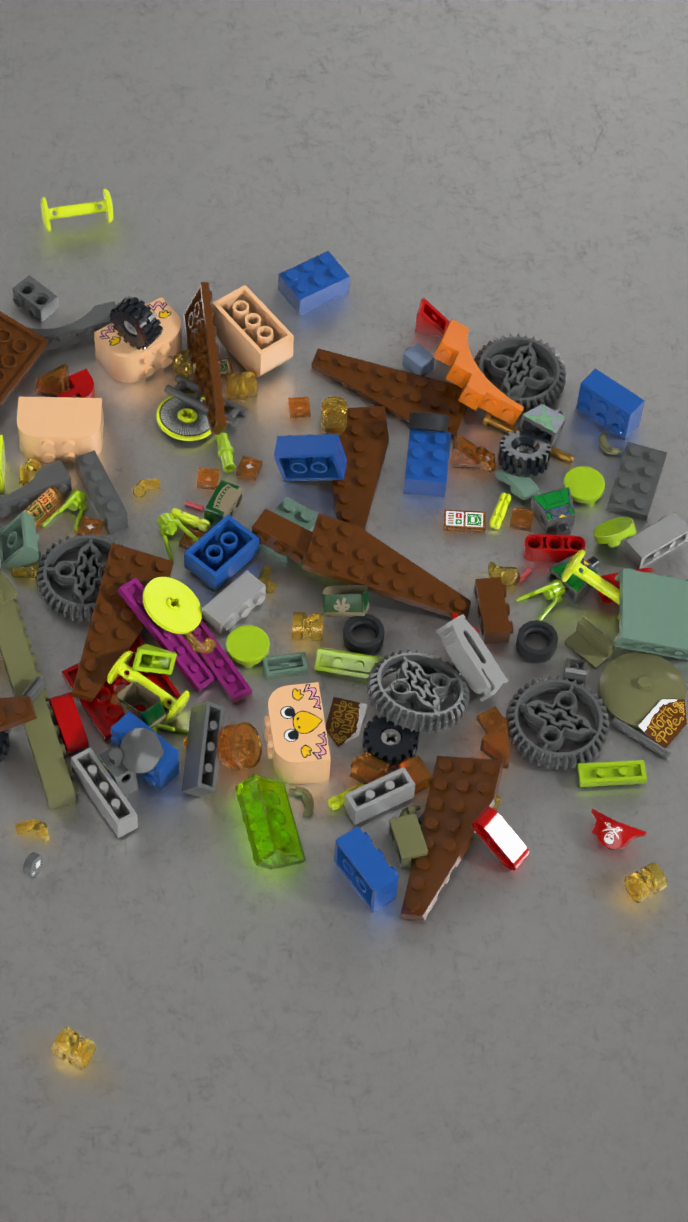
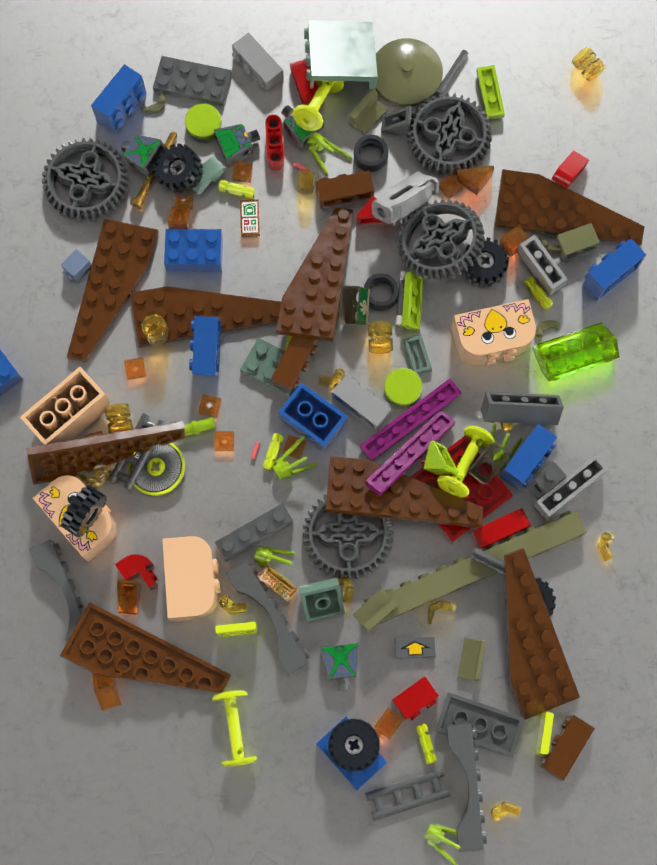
camera: 90 degrees left, 20 degrees up
(32, 864) = (643, 539): dark grey tile -> none
(35, 299) = (21, 625): dark grey brick -> none
(90, 525) = (291, 539): clear orange tile -> none
(141, 750) = (546, 452): dark grey dish -> none
(144, 486) = (240, 497): clear yellow arm -> none
(157, 600) = (394, 448): neon yellow piece -> none
(198, 646) = (416, 423): clear yellow arm -> none
(223, 502) = (256, 422): piece -> none
(239, 746) = (514, 379): clear orange wheel -> none
(345, 720) = (461, 301): sticker -> none
(367, 768) = (518, 276): clear orange brick -> none
(428, 421) = (156, 247): black tyre -> none
(430, 320) = (27, 259): red slope -> none
(464, 372) = (94, 222): orange arch -> none
(613, 833) = (546, 87): red hat -> none
(614, 530) = (254, 93): lime tile -> none
(665, 721) = (436, 53): sticker -> none

